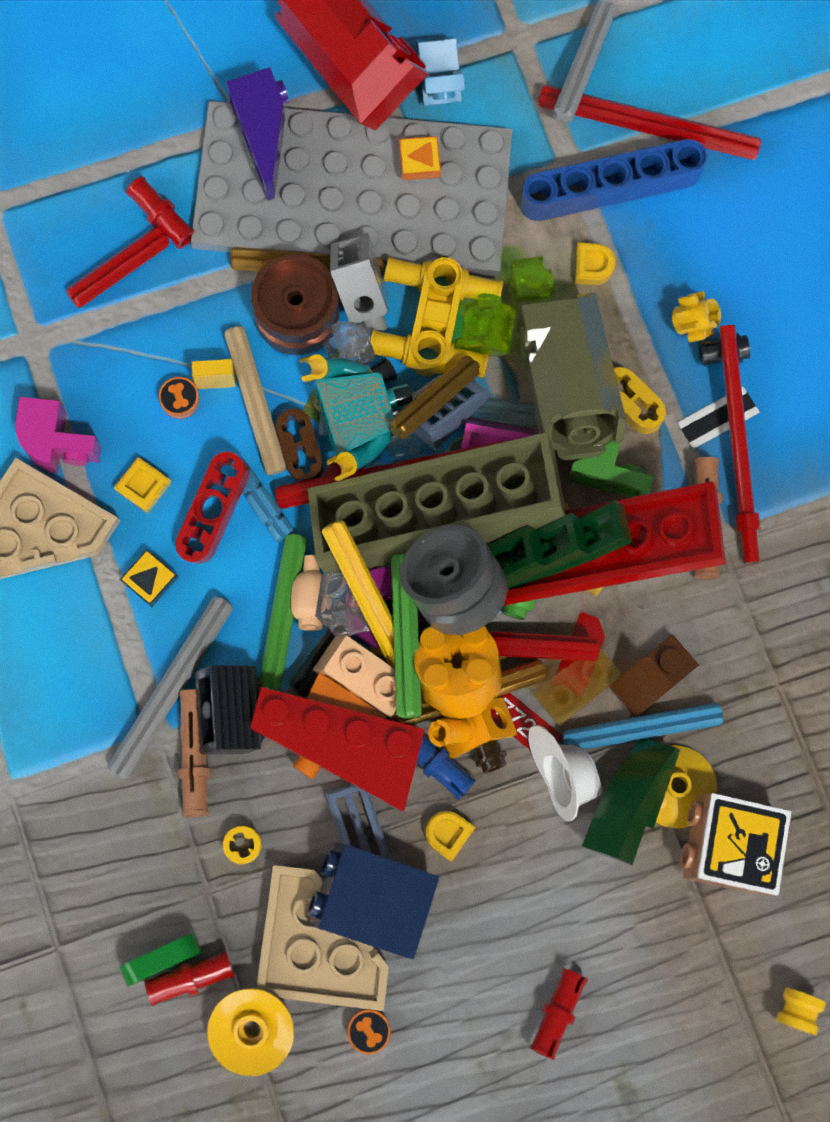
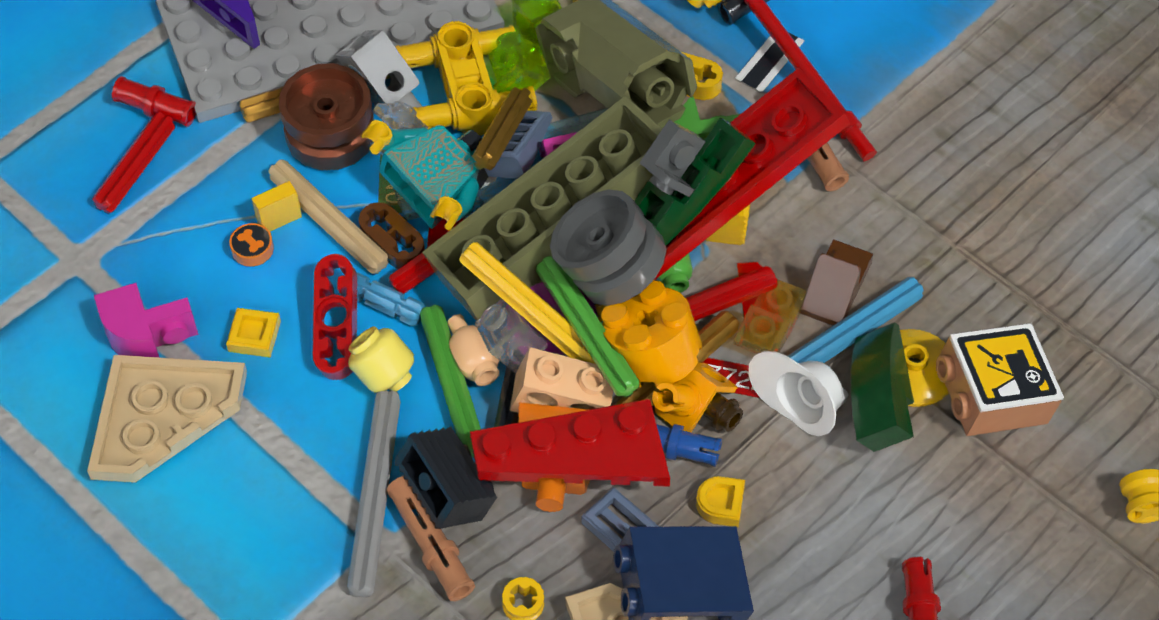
camera: 20 degrees left, 20 degrees down
(149, 578) = (302, 408): tile -> none
(229, 571) = (381, 360): none -> light yellow head
(550, 520) = (671, 156): none -> dark grey bracket

